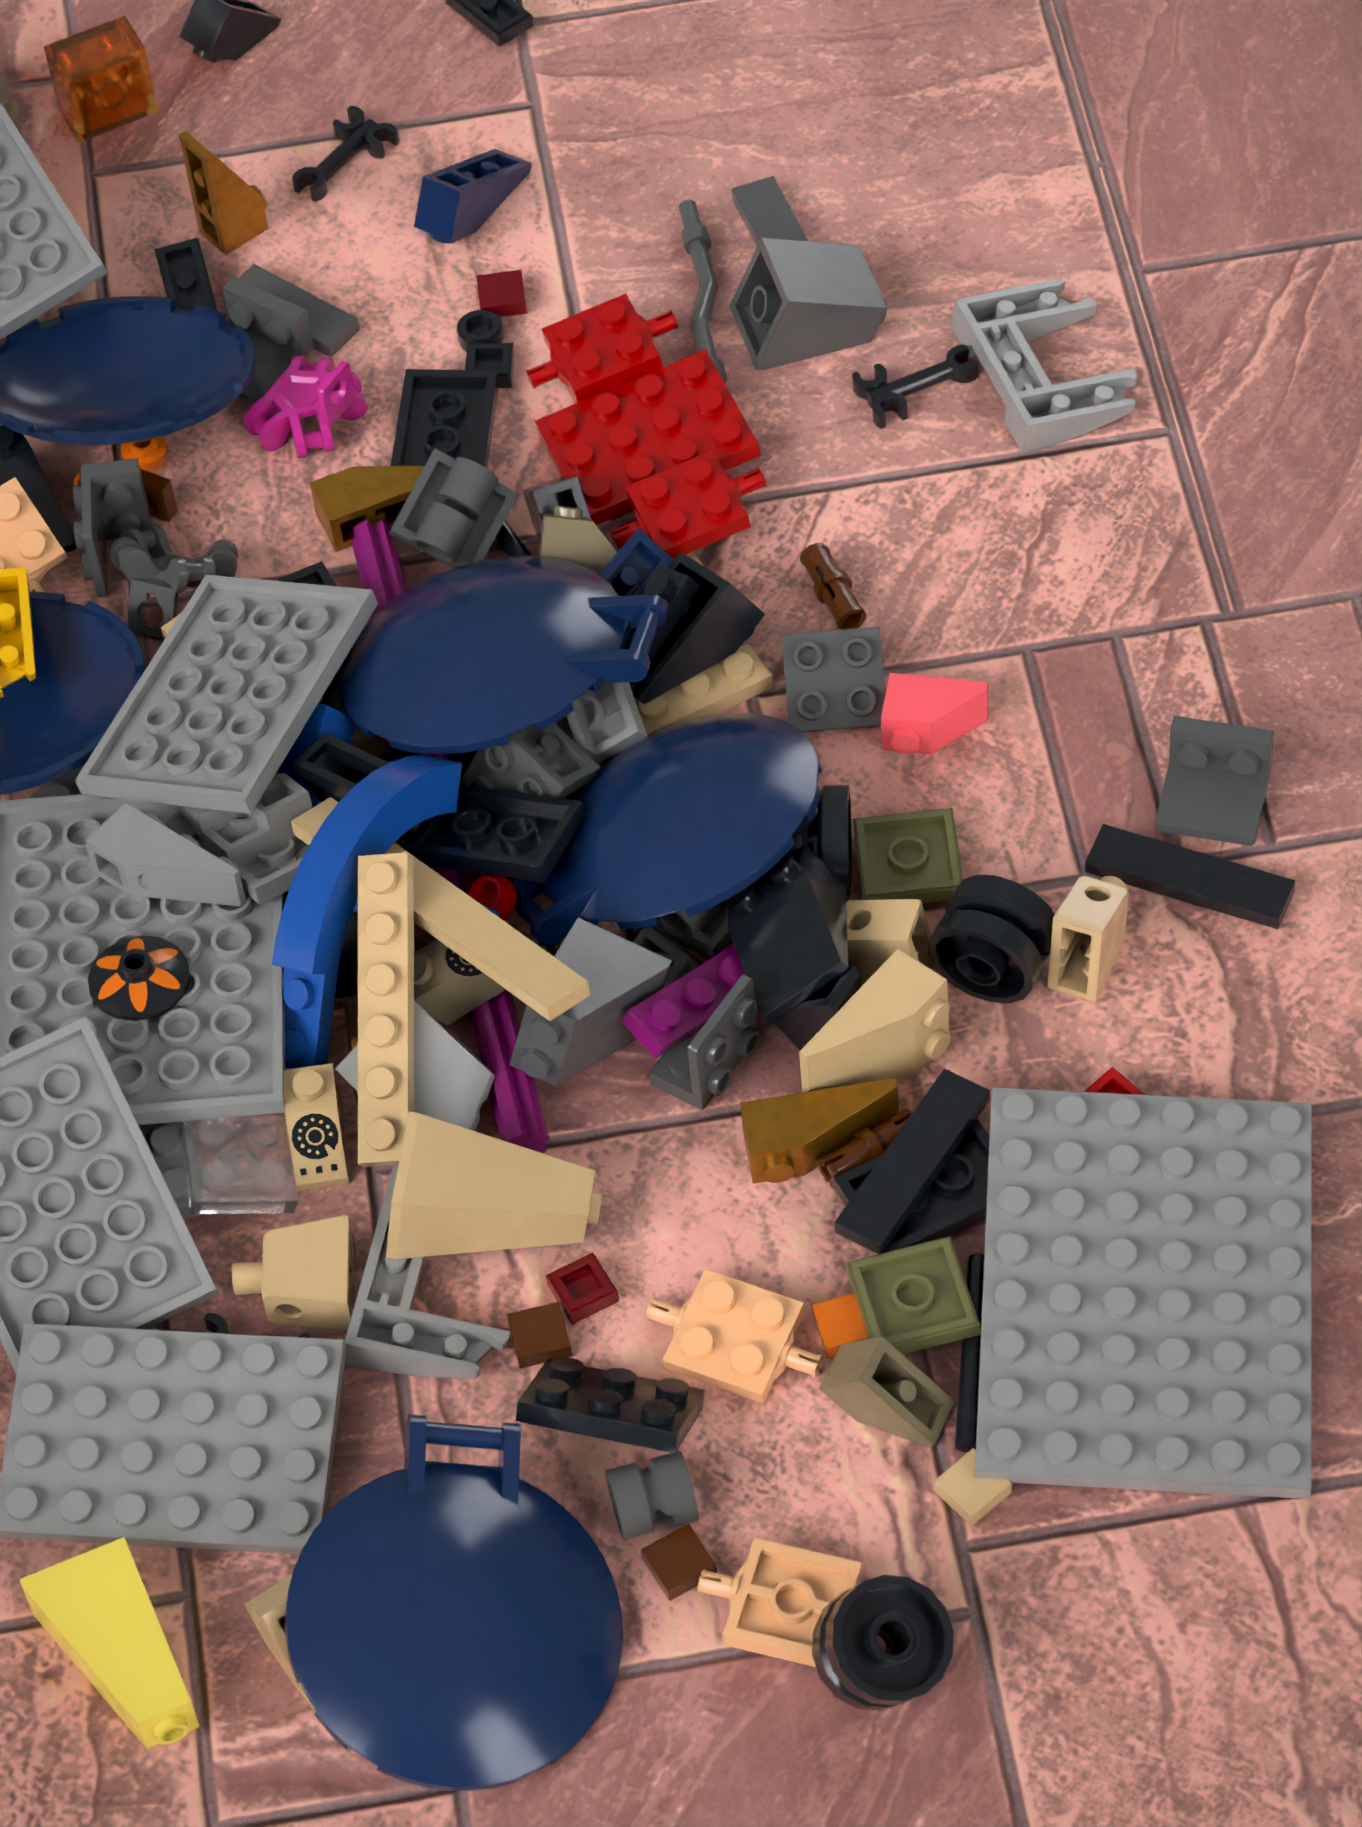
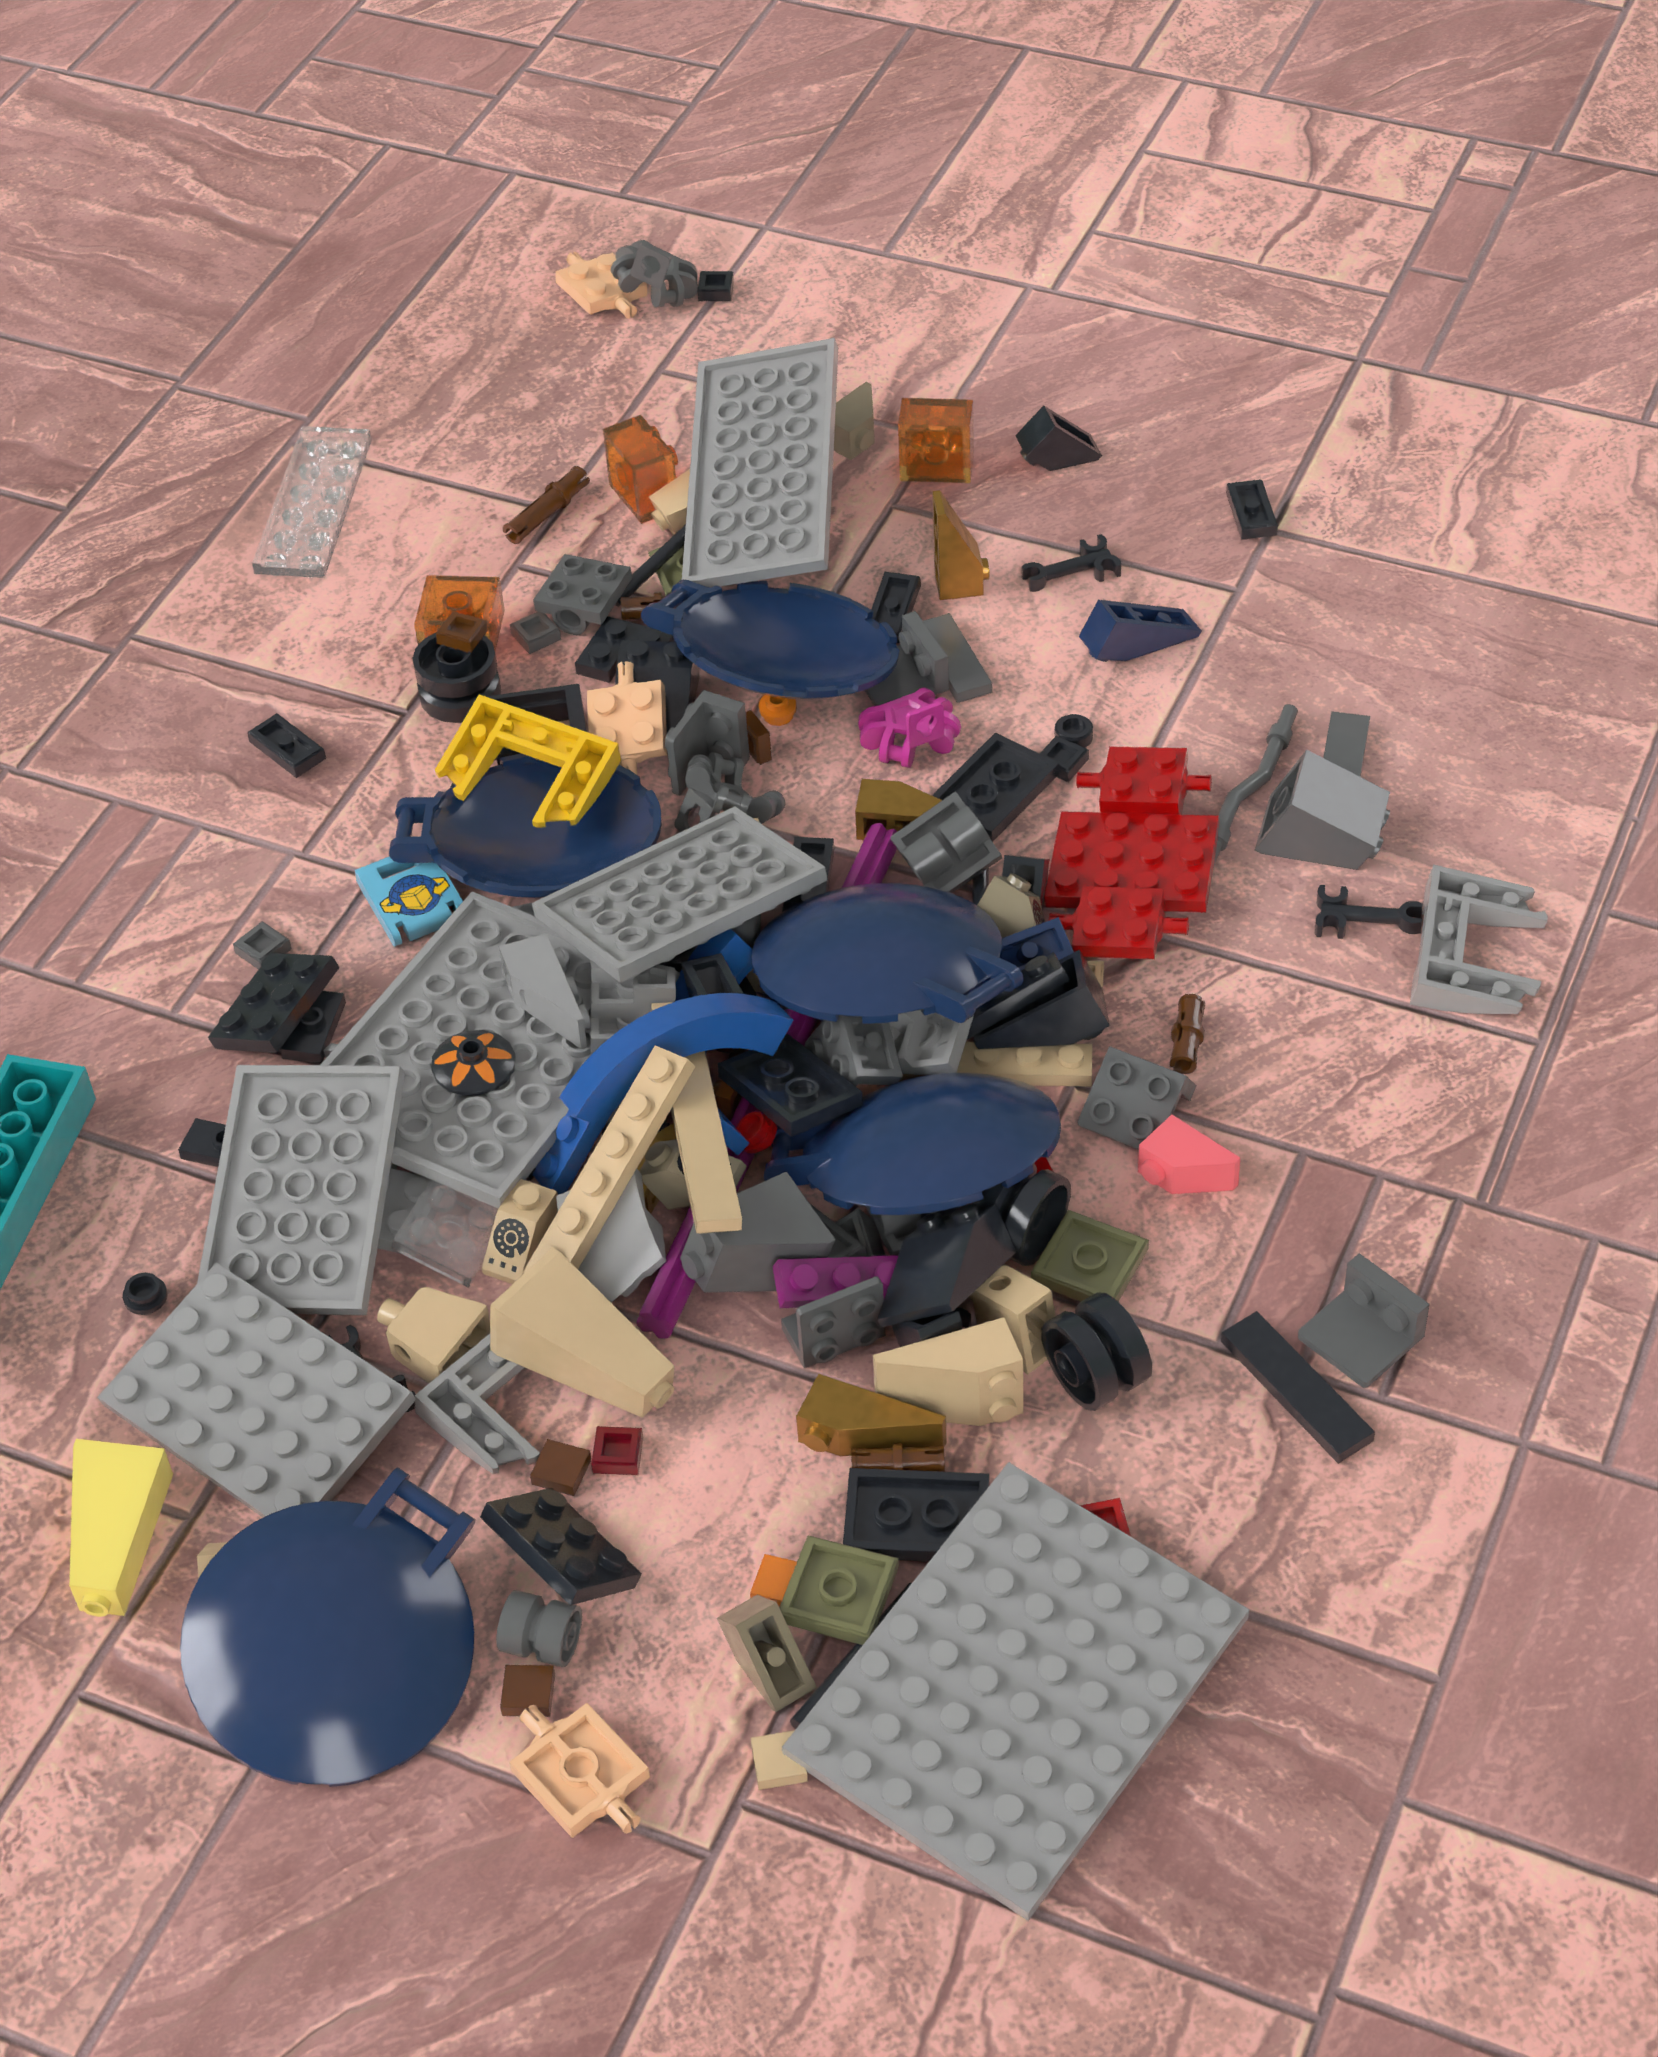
camera: 30 degrees right, 5 degrees down
(502, 293) = (1109, 712): dark red tile -> none
(734, 1336) = (694, 1546): light nougat plate -> none
(912, 1161) = (911, 1486): black tile -> none
(915, 1638) = (576, 1828): black wheel -> none
(1090, 912) = (1176, 1387): tan torso -> none

